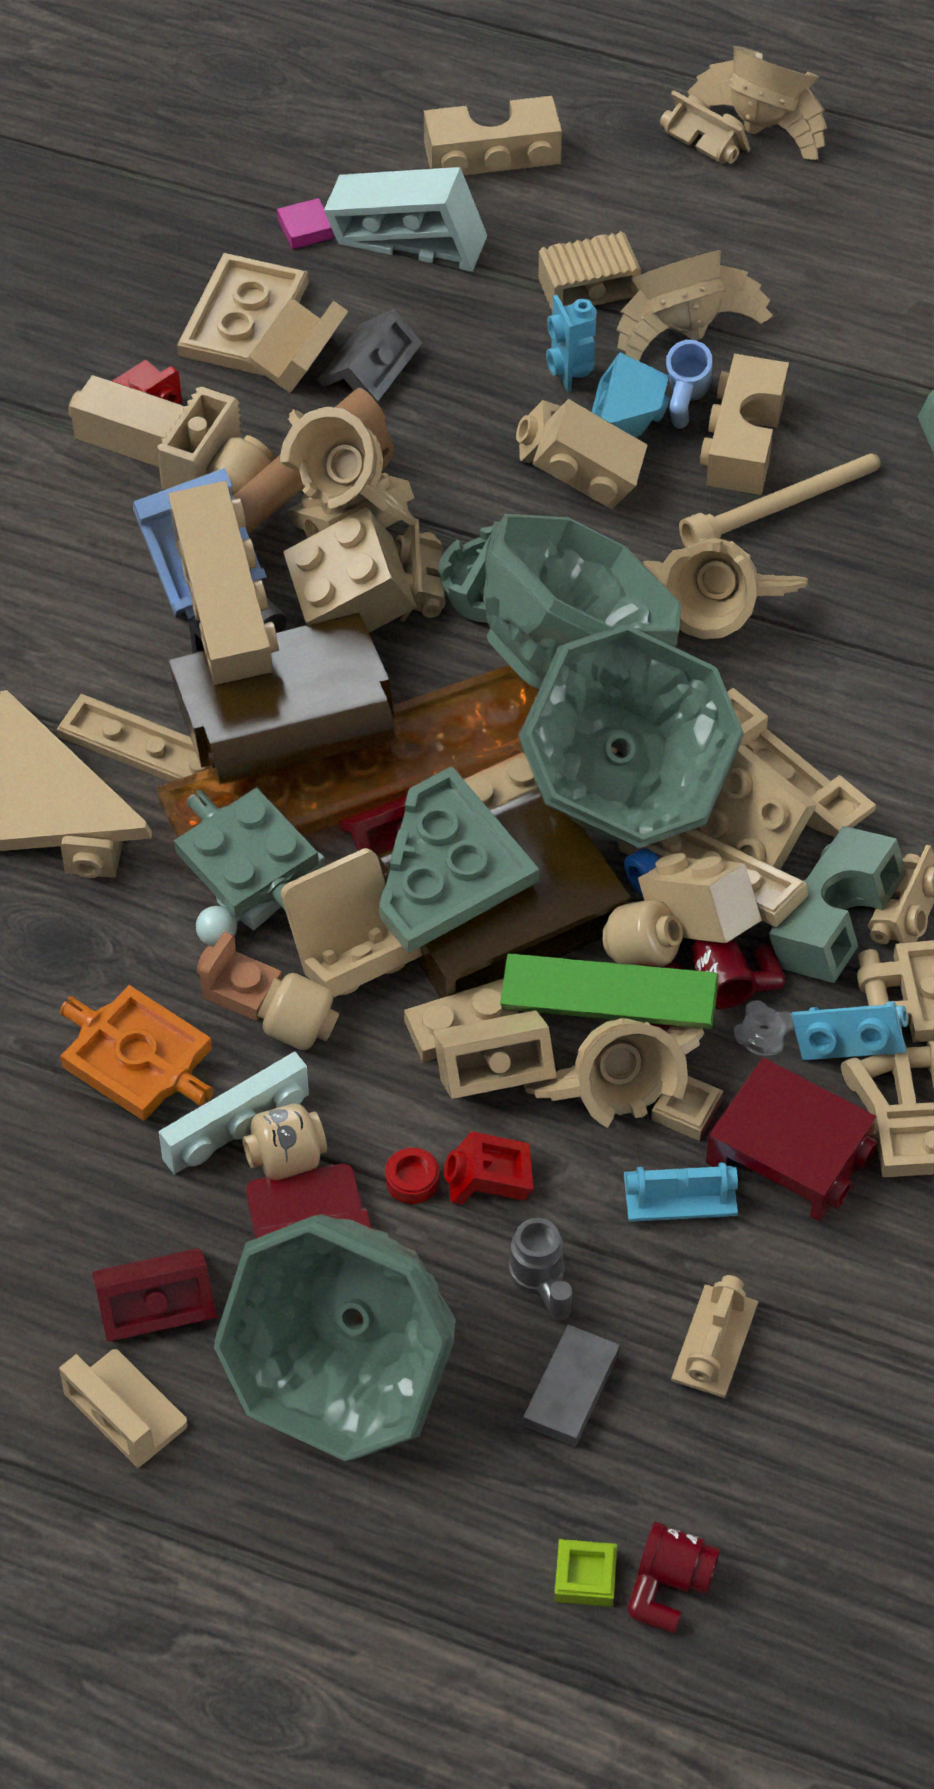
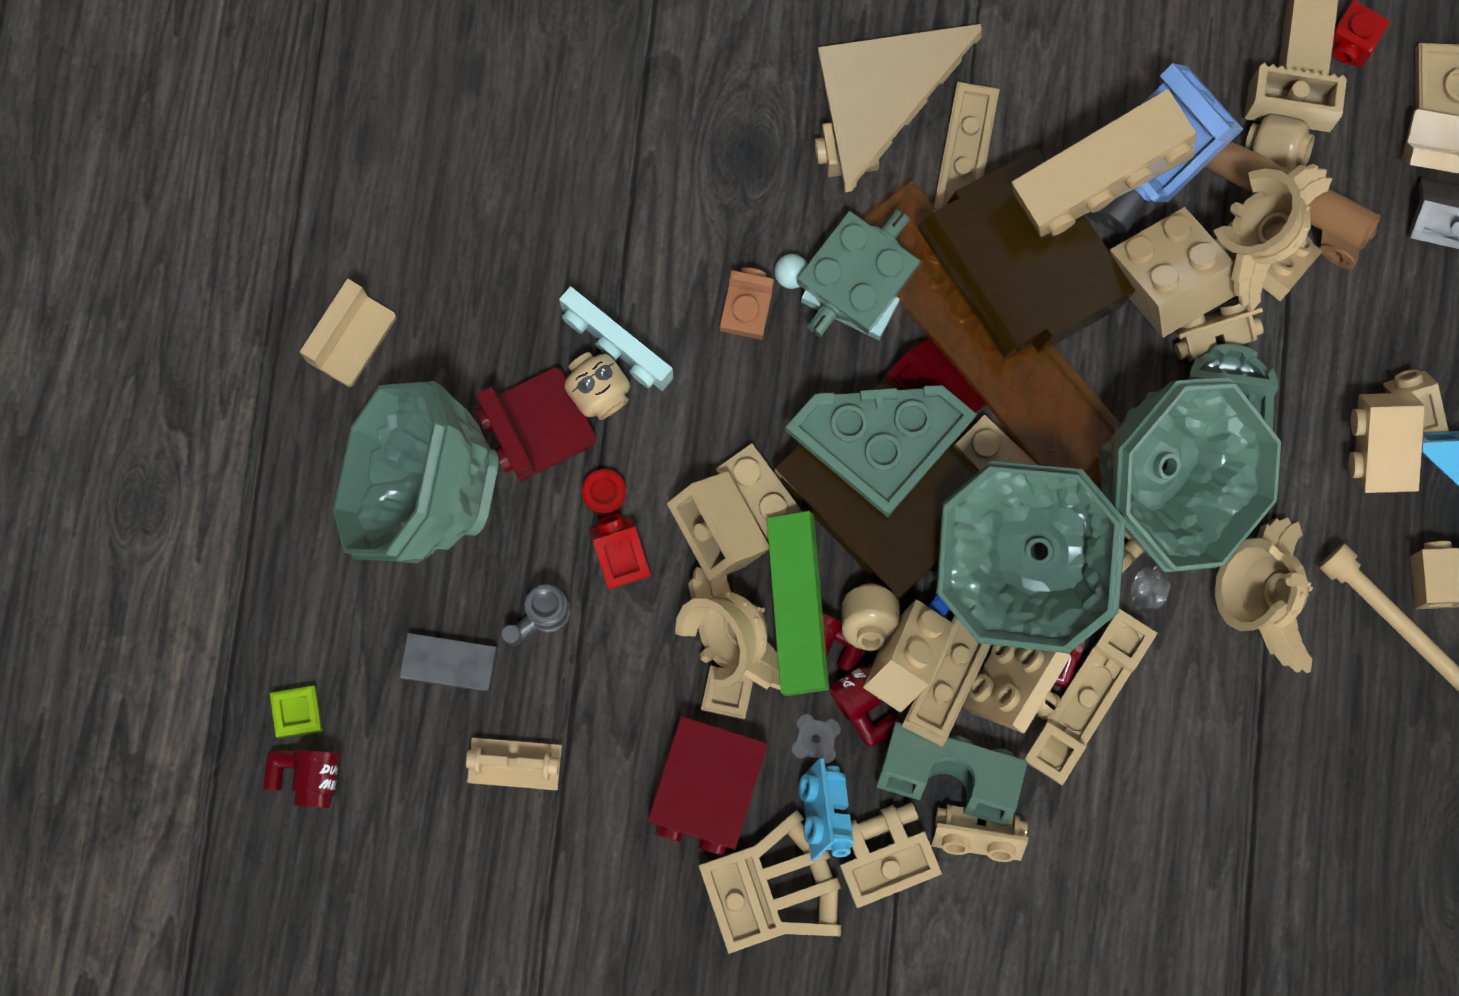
camera: 75 degrees right, 25 degrees up
(136, 1052) = (654, 246): orange plate -> none
(154, 1294) = (446, 326): dark red panel -> none
(298, 1011) = (723, 360): tan head -> none
(339, 924) = (804, 365): tan bracket -> none
(681, 1193) = (640, 706): medium azure hinge -> none

